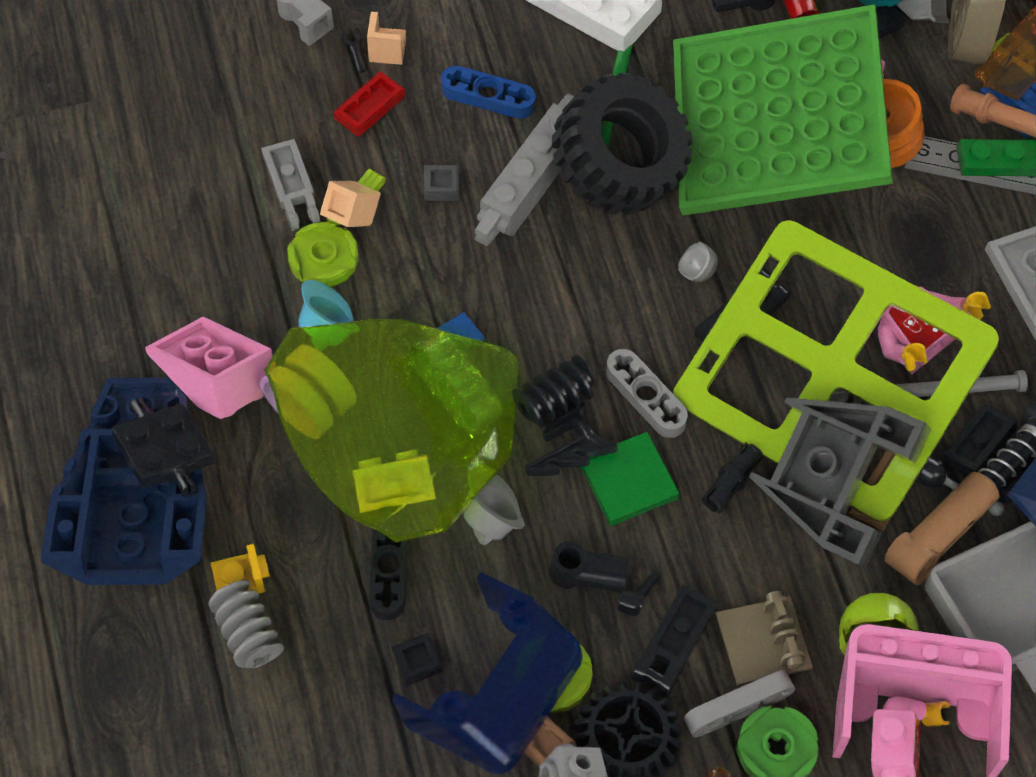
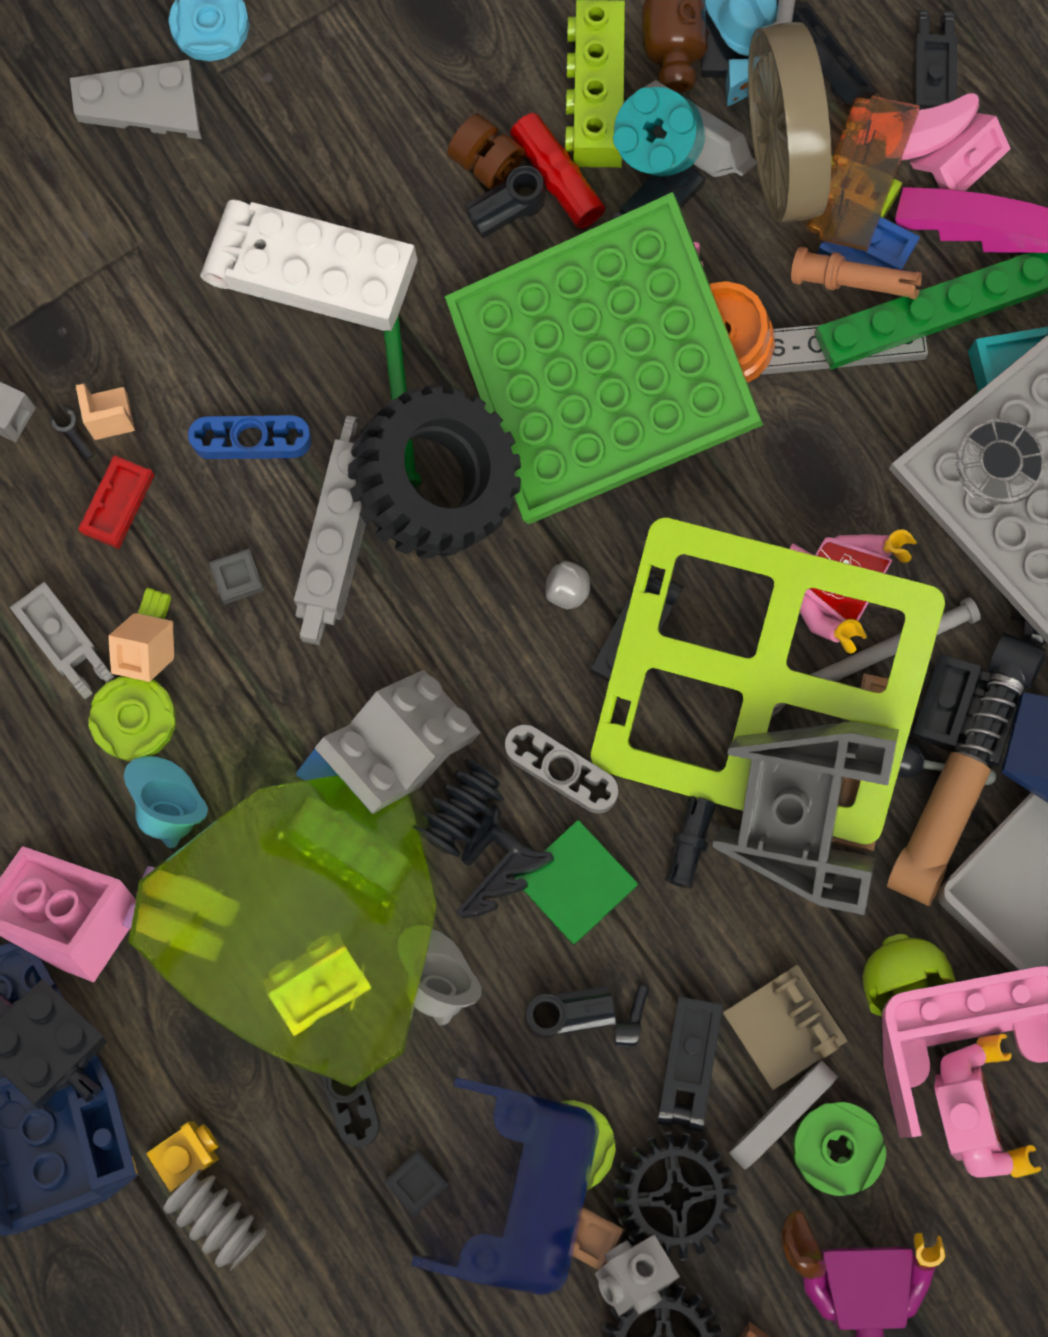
camera: 15 degrees left, 15 degrees up
(524, 325) = (397, 740): none -> light grey bracket

